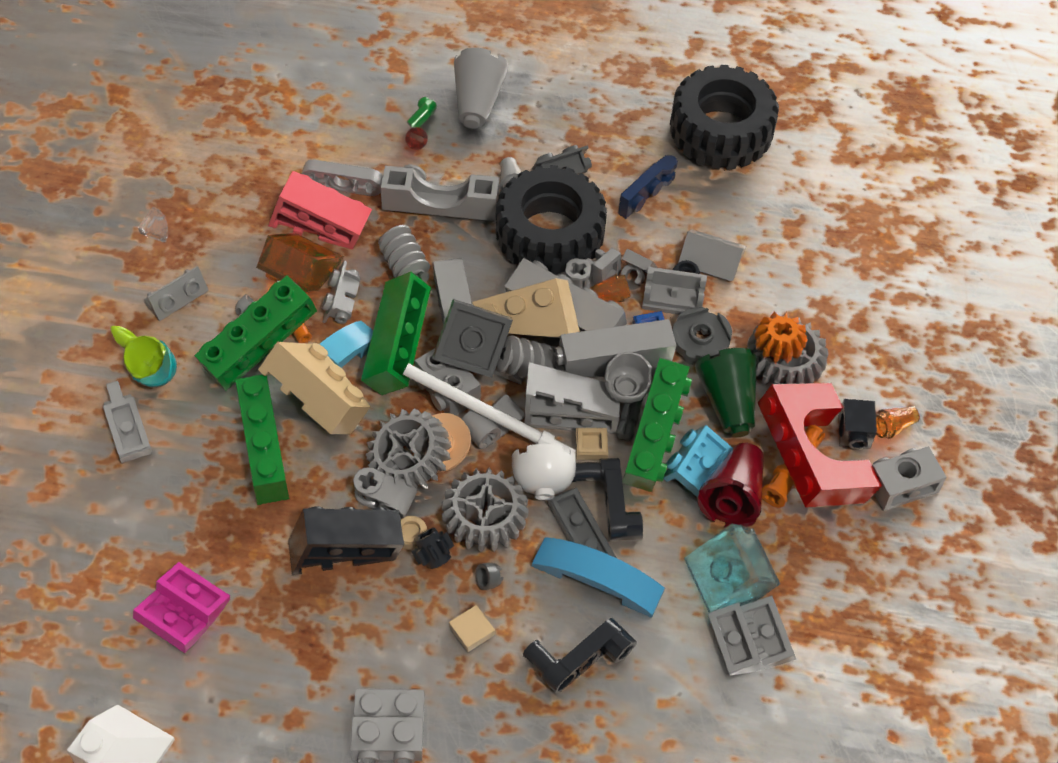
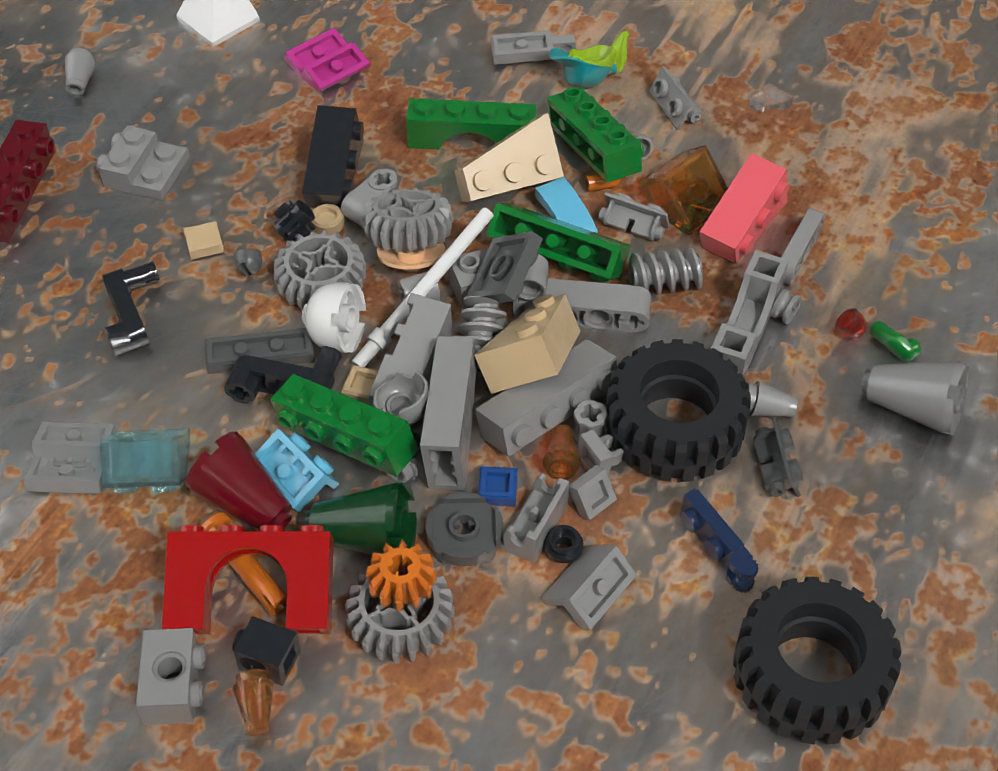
camera: 110 degrees right, 5 degrees down
(599, 571) = (199, 344): dark azure slope -> none

